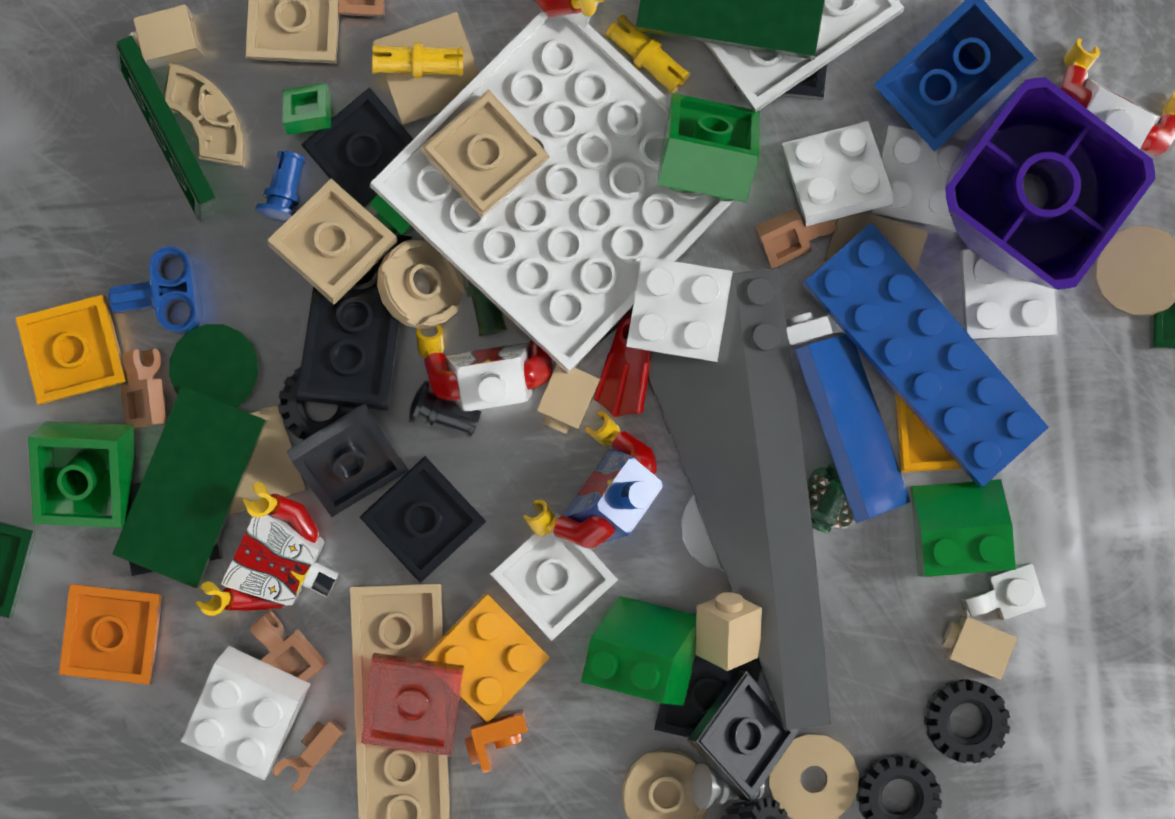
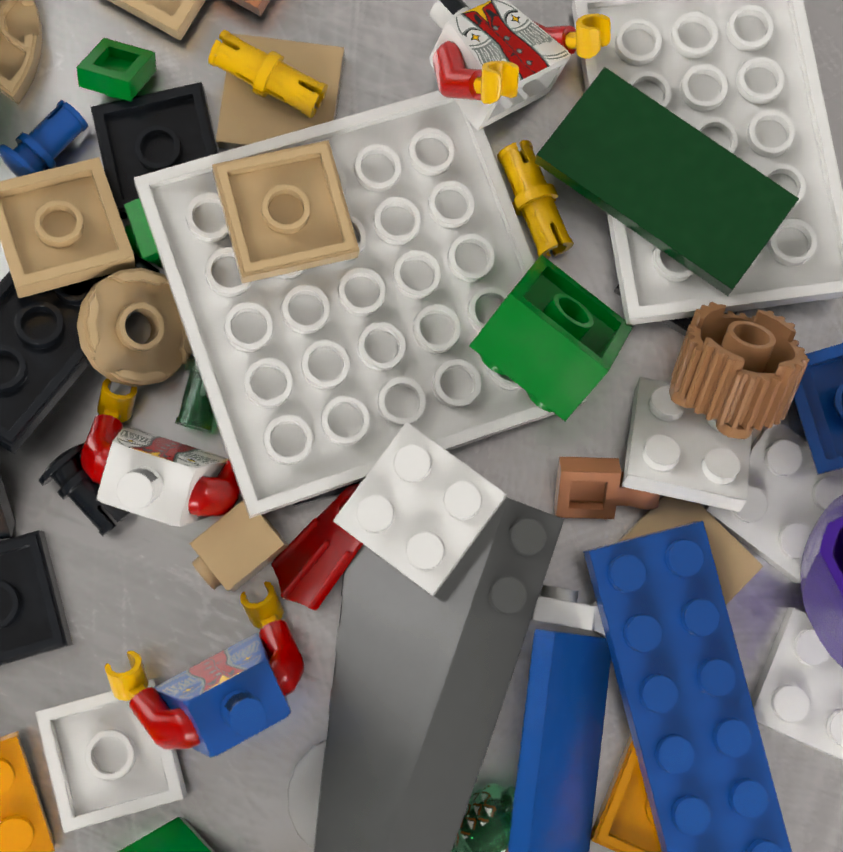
camera: 25 degrees right, 5 degrees down
(845, 107) = (738, 369): none -> medium nougat brick

